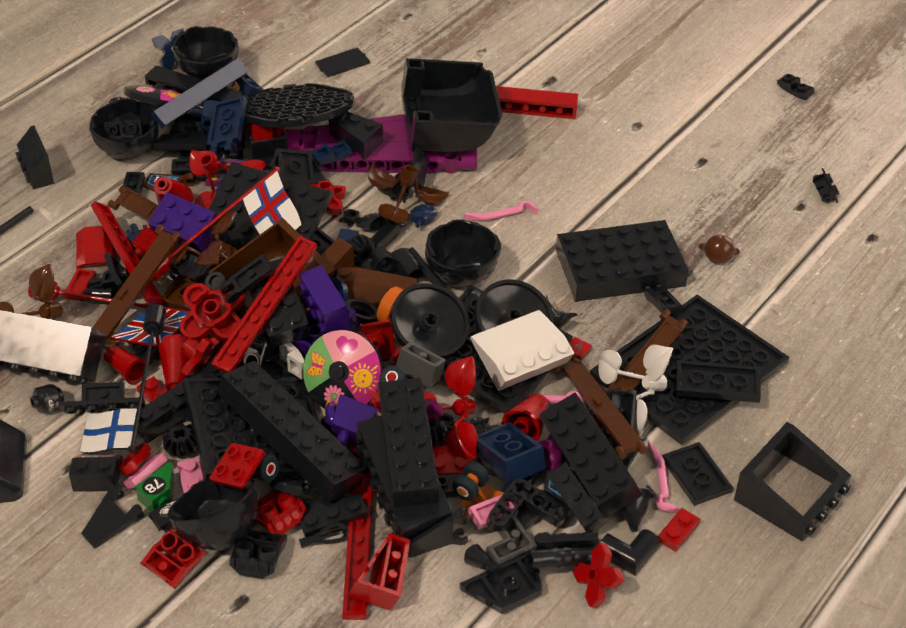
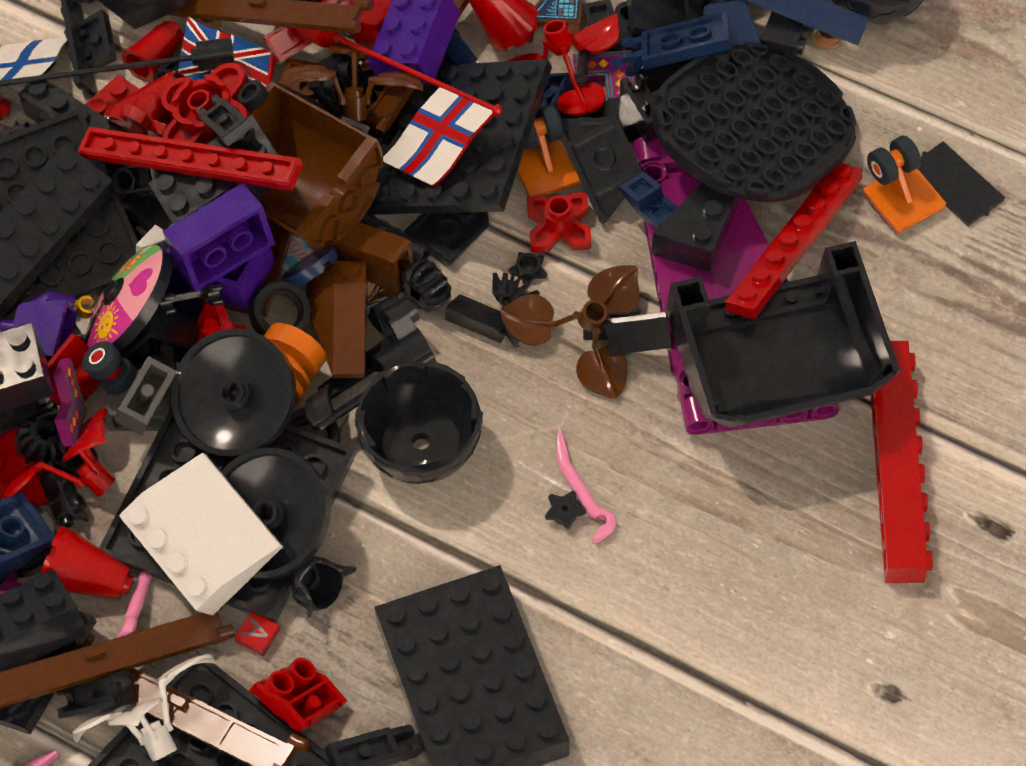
camera: 85 degrees right, 15 degrees up
(248, 85) = (847, 59): dark blue slope -> none
(342, 74) = (901, 190): none -> orange plate
(346, 234) = (476, 268): dark blue tile -> none
(384, 107) = (793, 242): none -> red plate
(423, 214) = (548, 367): dark blue piece -> none
(516, 219) = (562, 517): none -> black plate
(622, 329) = (299, 694): none -> red slope

